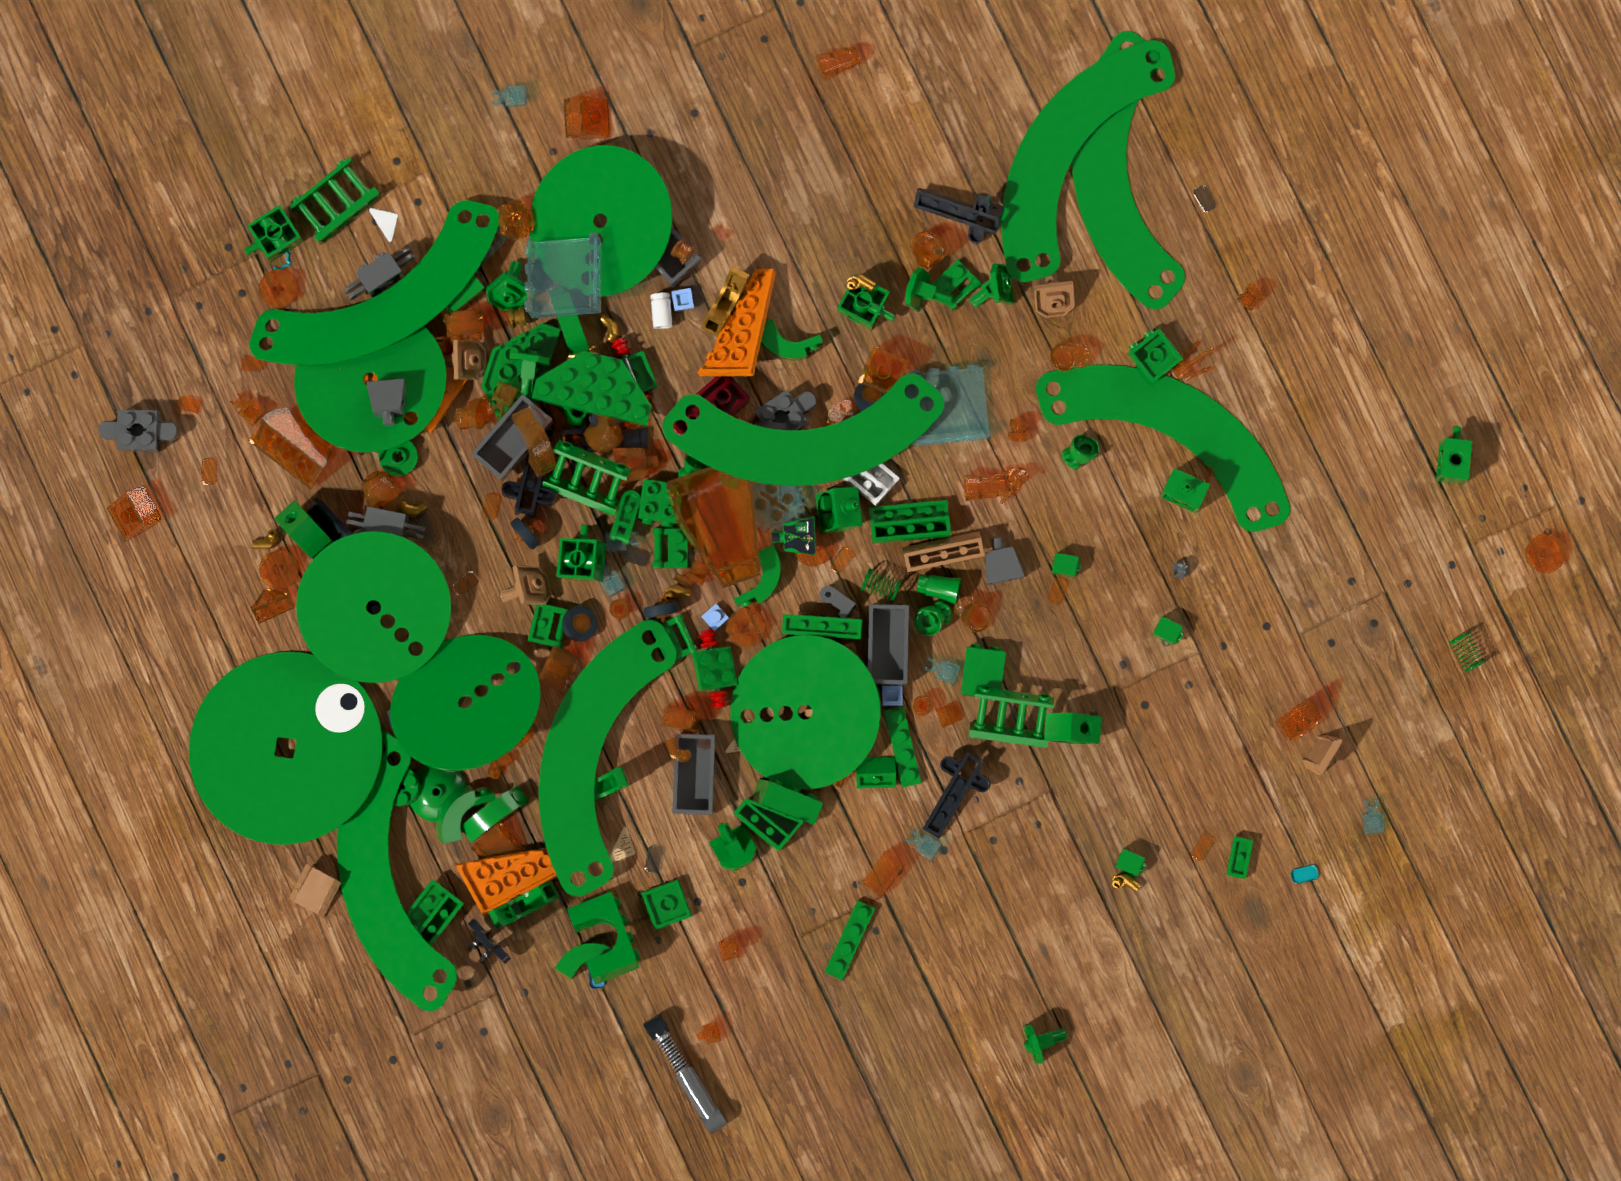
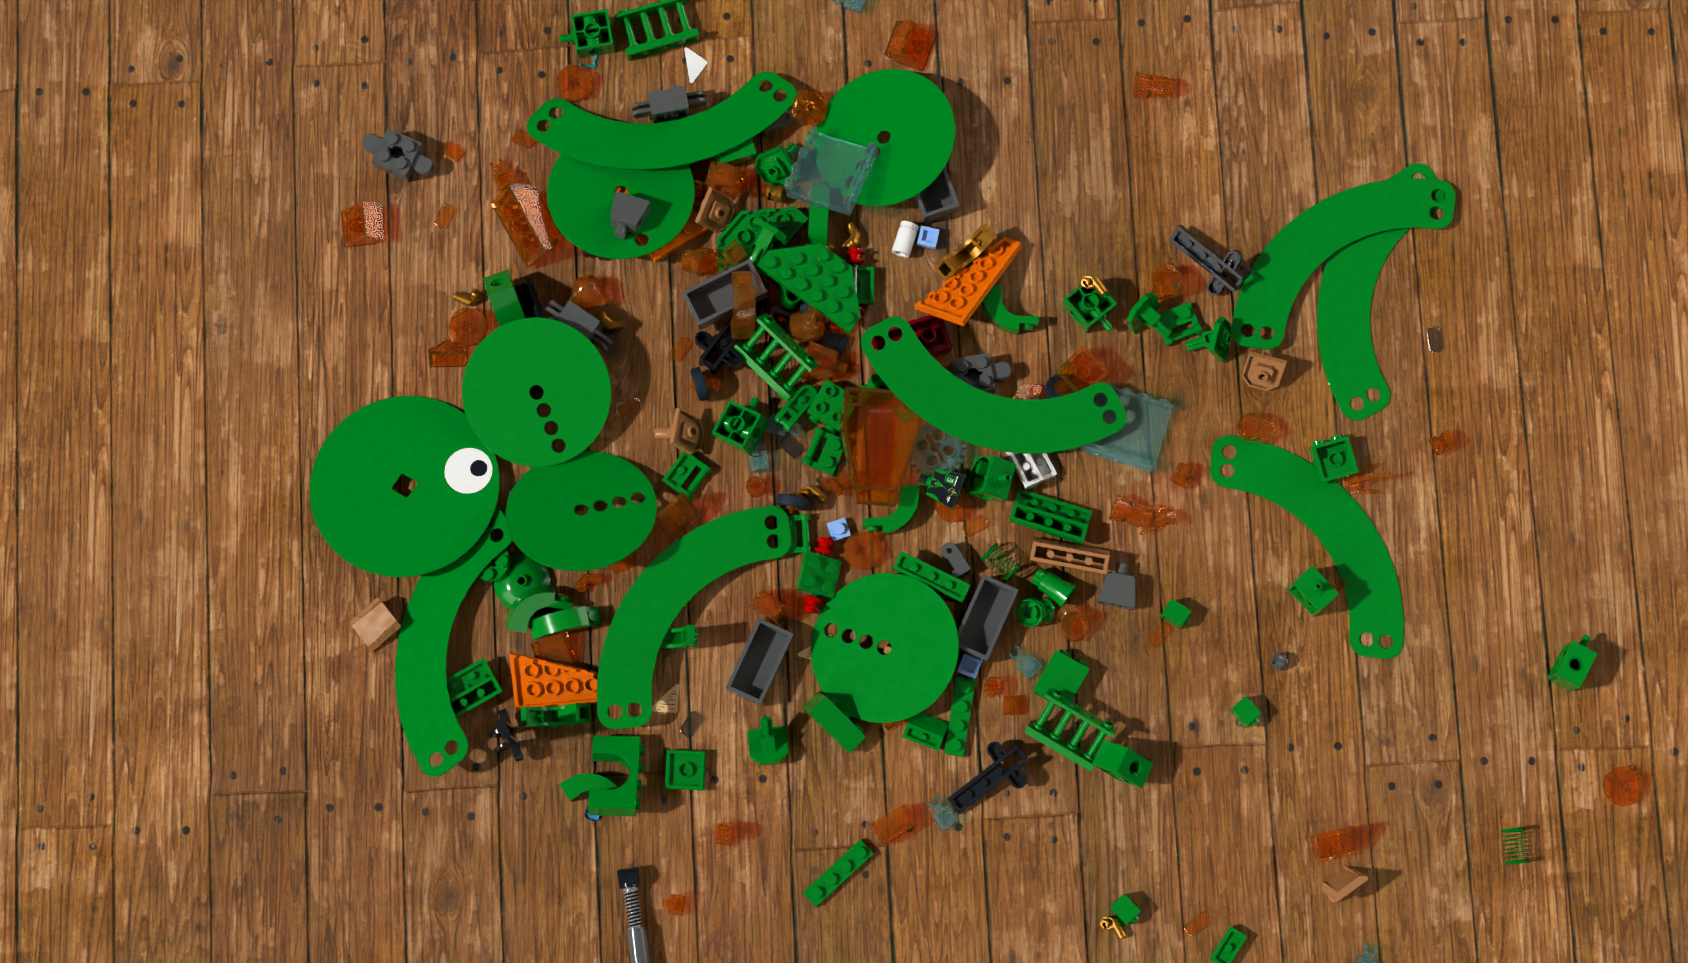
camera: 20 degrees right, 5 degrees down
(402, 467) = (616, 282): green plate -> none
(579, 623) = (714, 484): black wheel -> none
(677, 753) = (751, 635): clear orange arm -> none
(682, 251) = (946, 191): clear orange wheel -> none
(767, 823) = (809, 736): green wedge -> none
(1081, 451) = (1232, 517): green hair -> none

